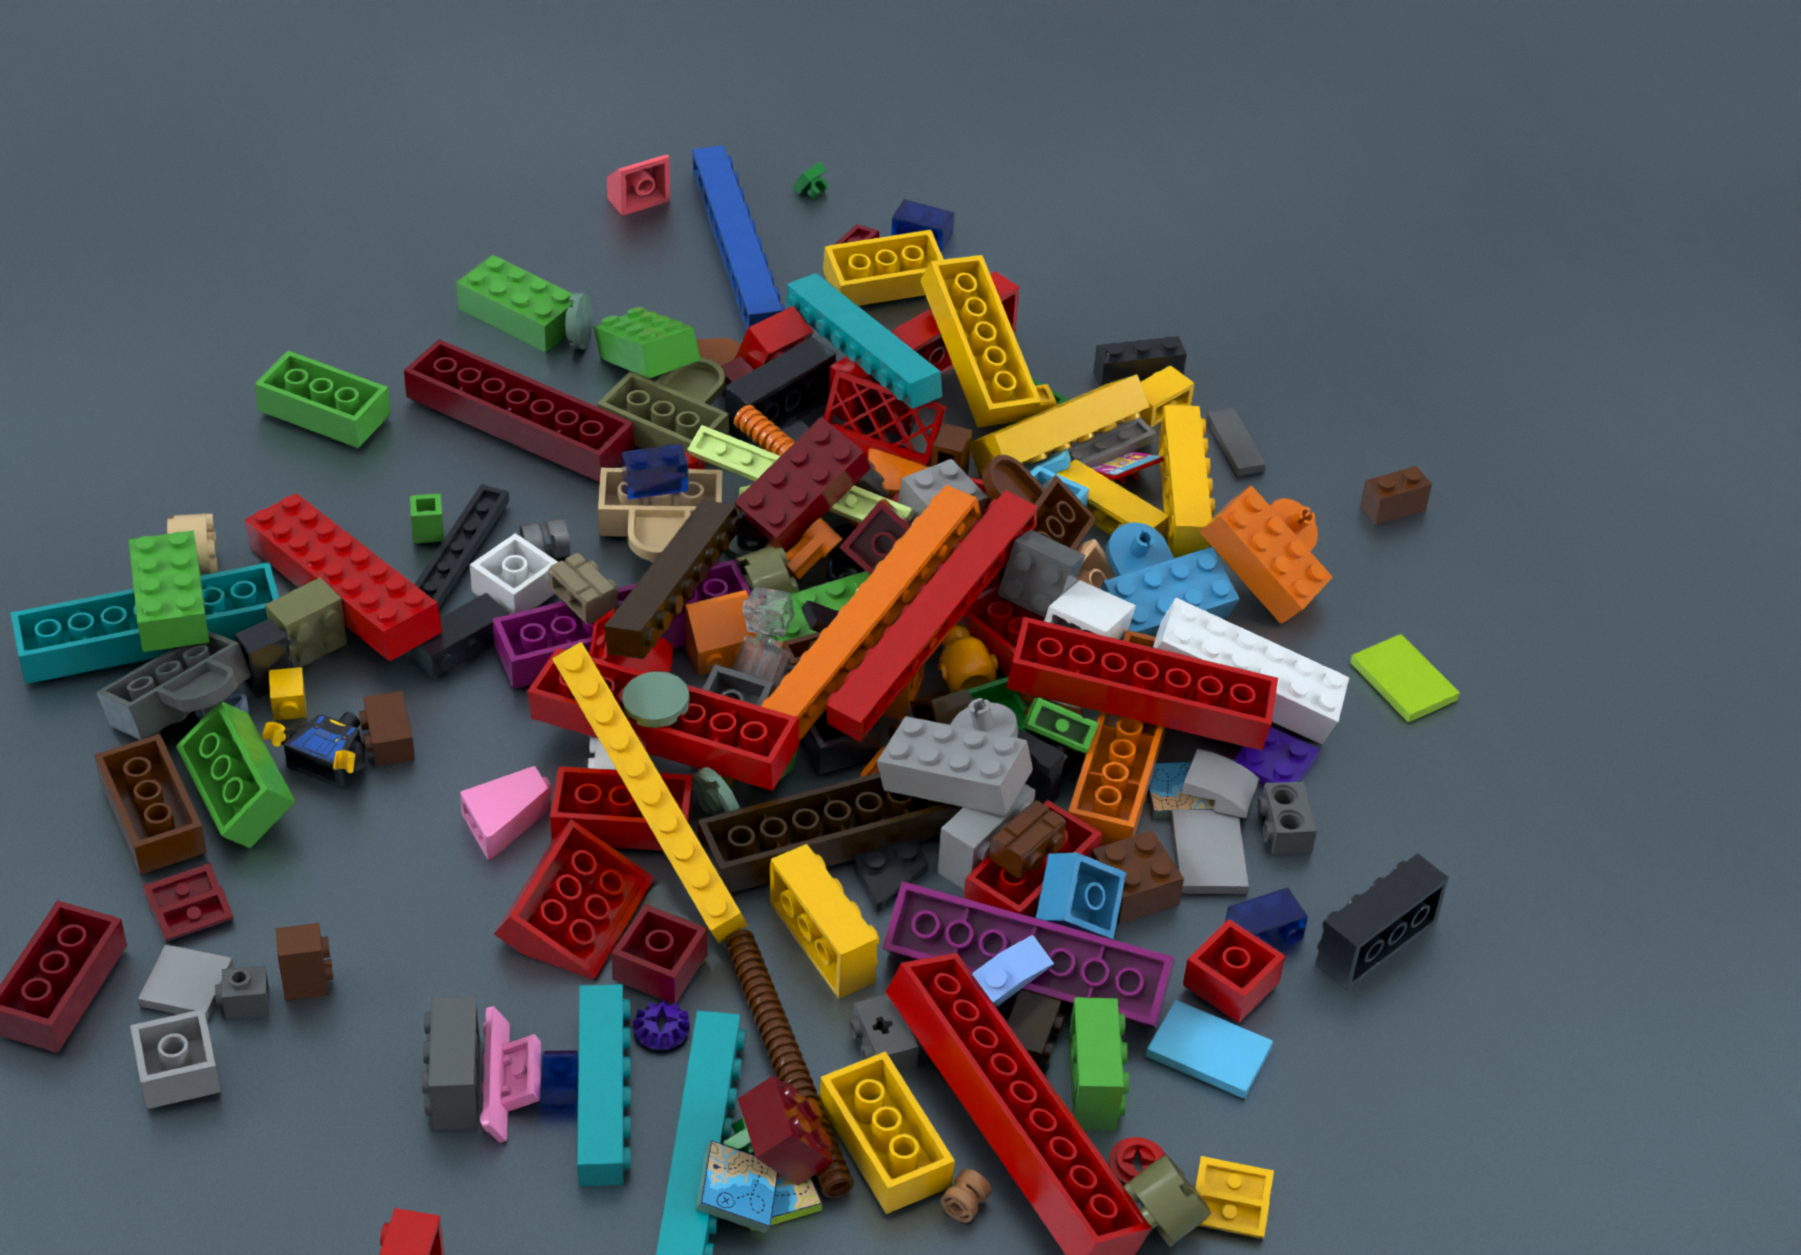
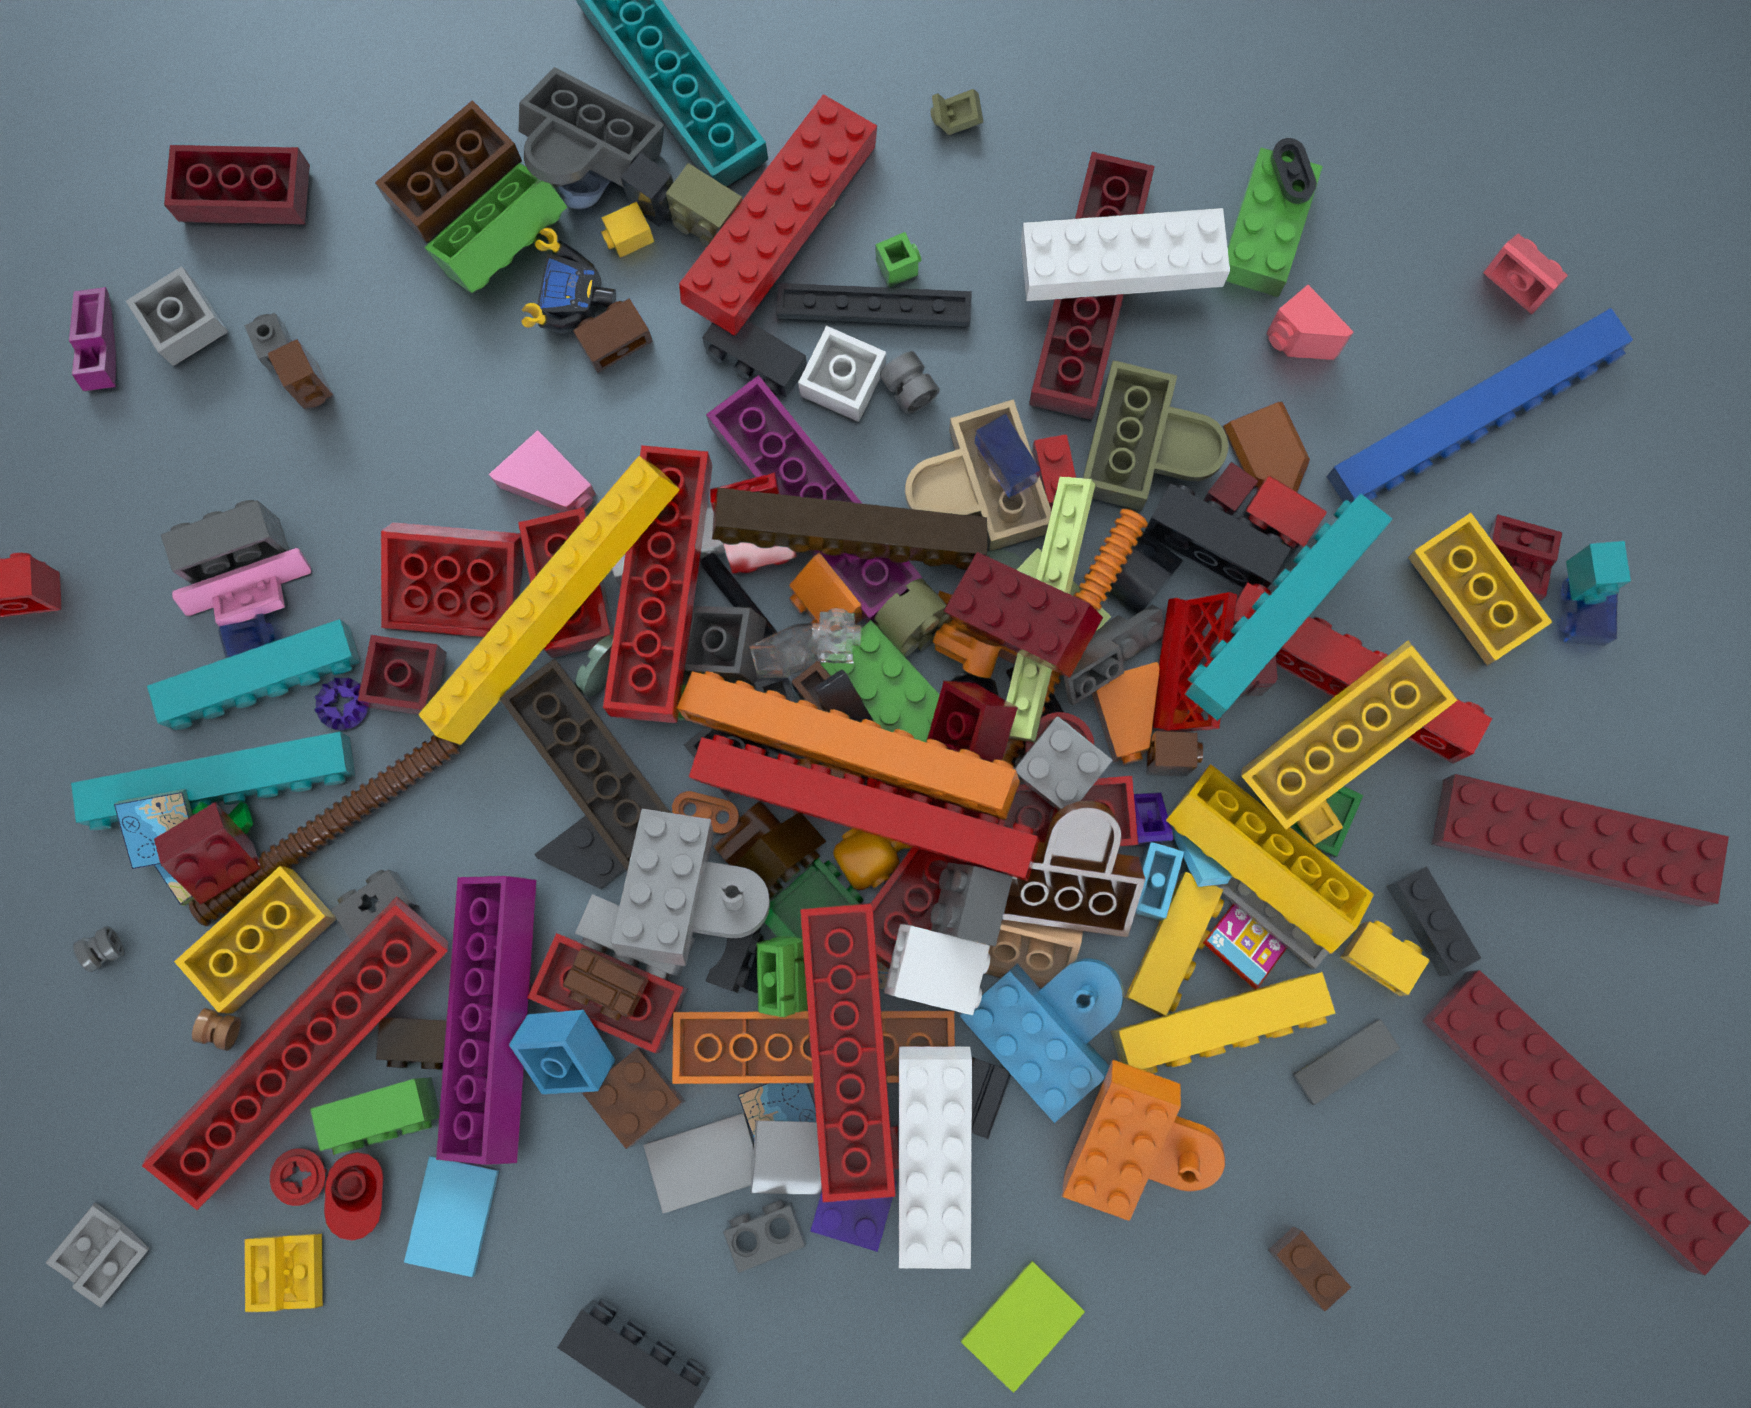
camera: 80 degrees right, 35 degrees up
(152, 1151) = (93, 339): none -> magenta slope
(168, 591) = (676, 70): bright green brick -> none
(184, 981) = (279, 287): light grey tile -> none
(187, 902) = (363, 253): dark red slope -> none
(204, 535) = (777, 62): tan brick -> none
(307, 454) = (957, 111): none -> olive bracket
(323, 399) = (1036, 92): bright green brick -> none
(492, 261) = (1293, 173): none -> black plate
(512, 365) = (1124, 254): none -> white brick
(579, 321) = (1253, 295): sand green tile -> none
(583, 587) = (813, 446): dark tan brick -> none
(623, 290) = (1308, 328): none -> coral slope
(646, 342) = (1229, 376): bright green brick -> none
(655, 699) = (652, 569): sand green tile -> none
(810, 180) = (1623, 454): green tile -> none
(823, 920) = (477, 813): yellow brick -> none
(903, 193) = (1598, 571): none -> teal brick
(1012, 969) = (441, 1008): light blue slope -> none
(1100, 277) = (1580, 840): none -> dark red brick
(1165, 1110) = (353, 1196): none -> red piece
(1168, 1199) = (234, 1218): olive brick -> none
(1233, 970) = (534, 1222): red brick -> none
(1271, 917) = (614, 1242): clear blue brick -> none
(1315, 328) = (1586, 1123): none -> dark red brick

